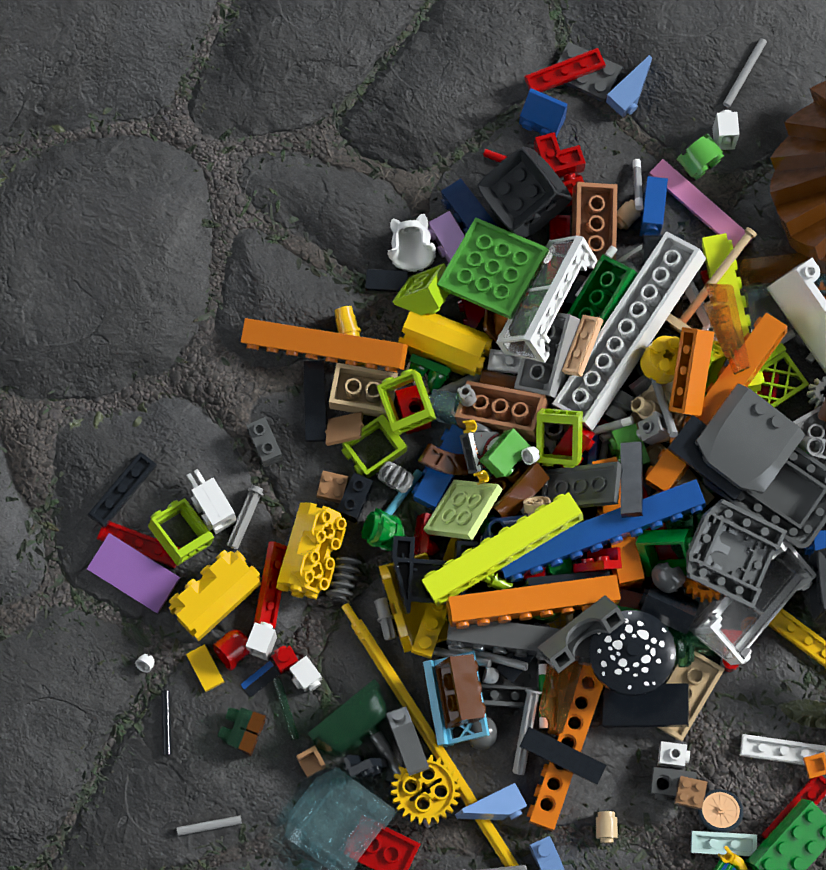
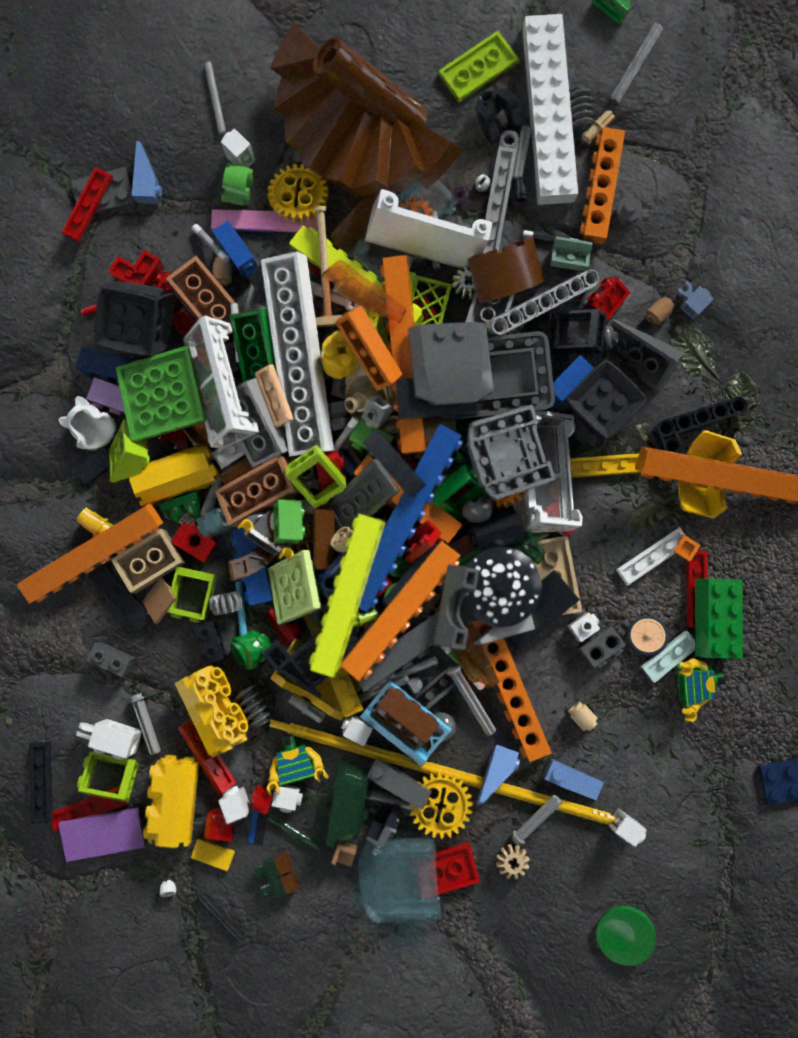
camera: 40 degrees left, 10 degrees up
(209, 825) = (313, 960): light grey bar -> none
(332, 486) = (186, 647): medium nougat piece -> none
(335, 653) = (294, 764): none -> torso
(410, 669) = (356, 729): none -> white brick
(412, 421) = (178, 561): lime window -> none
(470, 398) = (228, 503): light grey hose -> none
(532, 457) = (307, 508): white hinge -> none
(542, 113) = (98, 248): blue slope -> none
(562, 755) = (513, 698): black tile -> none
(596, 690) = (495, 633): none -> light grey slope
(664, 408) = (372, 391): light grey bar -> none
(690, 792) = (621, 645): medium nougat piece -> none
(733, 191) = (280, 191): none -> yellow gear

